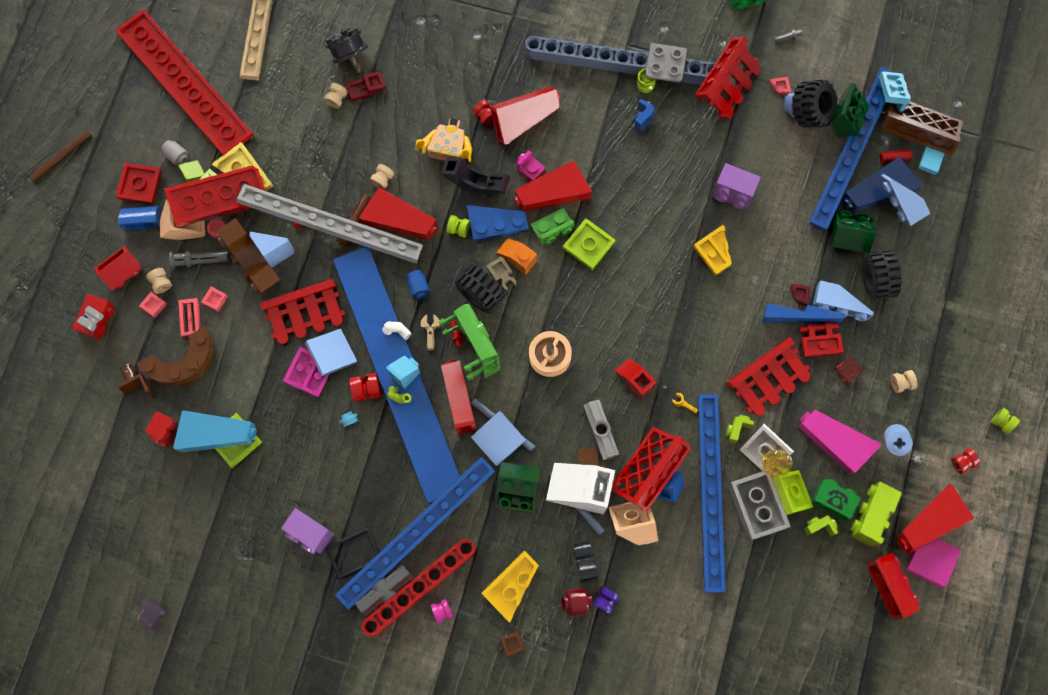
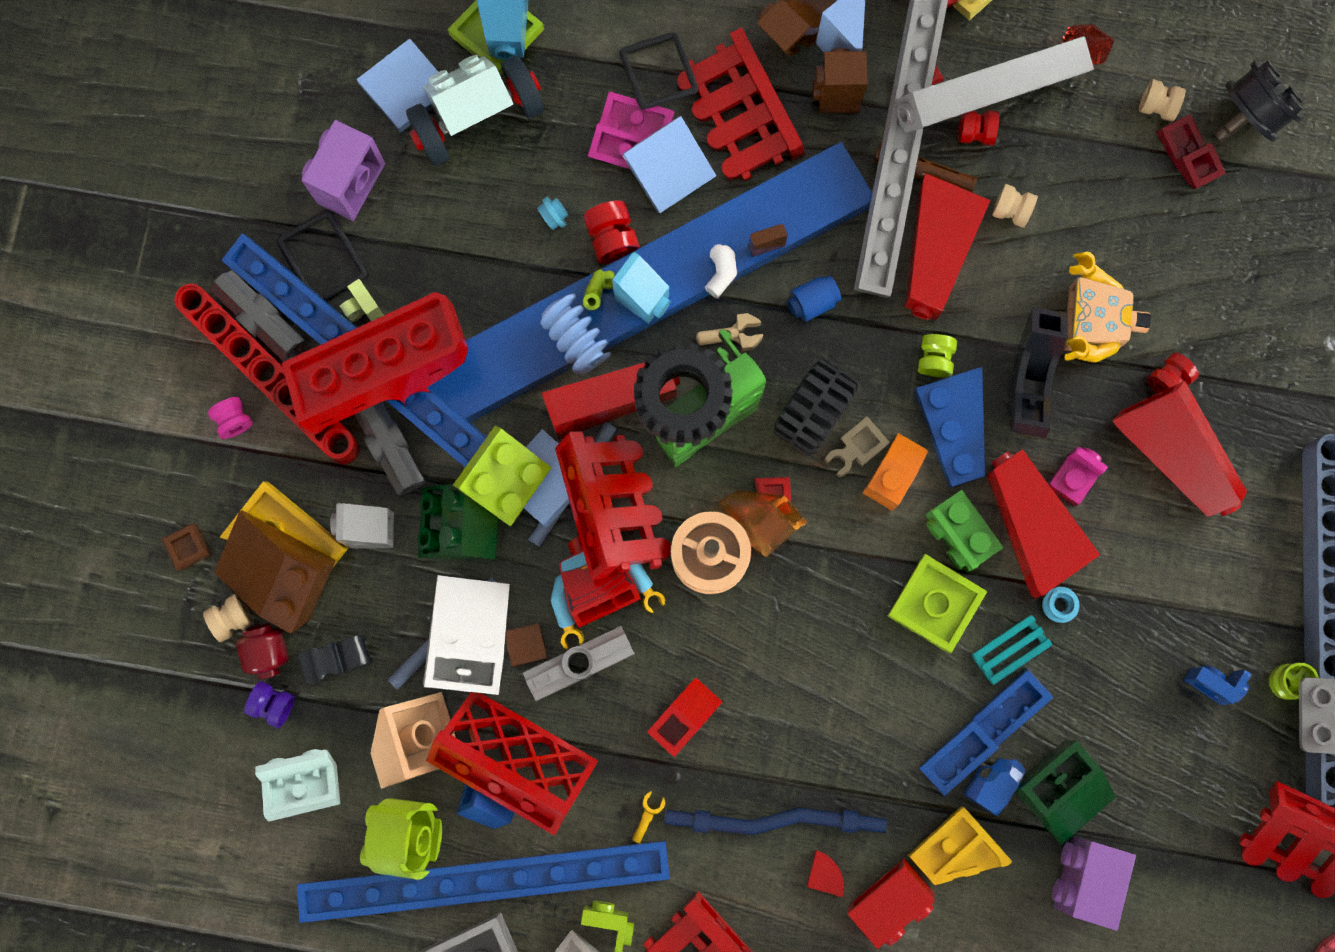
camera: 80 degrees right, 5 degrees up
(258, 496) = (399, 82): none -> light blue tile
(277, 457) = (469, 97): none -> brick
(279, 366) = (662, 100): none -> black piece
(297, 128) = (1098, 42): none -> clear red slope
(300, 254) = (840, 81): none -> reddish brown brick
(316, 176) = (993, 84): none -> brick
(335, 188) = (978, 127): none -> red wheel
(384, 303) = (767, 240): none -> reddish brown tile
(385, 530) = (361, 304): none -> yellowish green tile
(422, 410) = (573, 335): none -> light blue piece
(426, 516) = (376, 362): none -> red piece
(467, 523) = (390, 449): none -> dark grey piece
(470, 326) = (683, 363): none -> black tyre
(496, 456) = (502, 475): none -> lime plate
(514, 538) = (363, 526): none -> light grey slope
(520, 319) = (774, 486): none -> red tile
(521, 410) = (592, 507): none -> red fence
(533, 323) = (765, 518): none -> clear orange slope
(533, 592) = (273, 572): none -> reddish brown slope
(556, 620) = (230, 616): none -> tan wheel
(560, 415) = (586, 600): none -> torso
(596, 179) = (1071, 604): none -> medium azure plate
(610, 198) = (1036, 633): none -> teal tile
(651, 587) = (298, 784): none -> light aqua bracket
(656, 229) = (986, 731): none -> blue slope
(684, 227) = (995, 785): none -> blue rock
(685, 530) = (401, 838): none -> lime brick
(689, 195) = (1065, 790): none -> dark green slope
(689, 375) = (848, 821): none -> dark blue bar
(722, 317) = (825, 875): none -> red tile
(739, 285) = (892, 904): none -> red brick

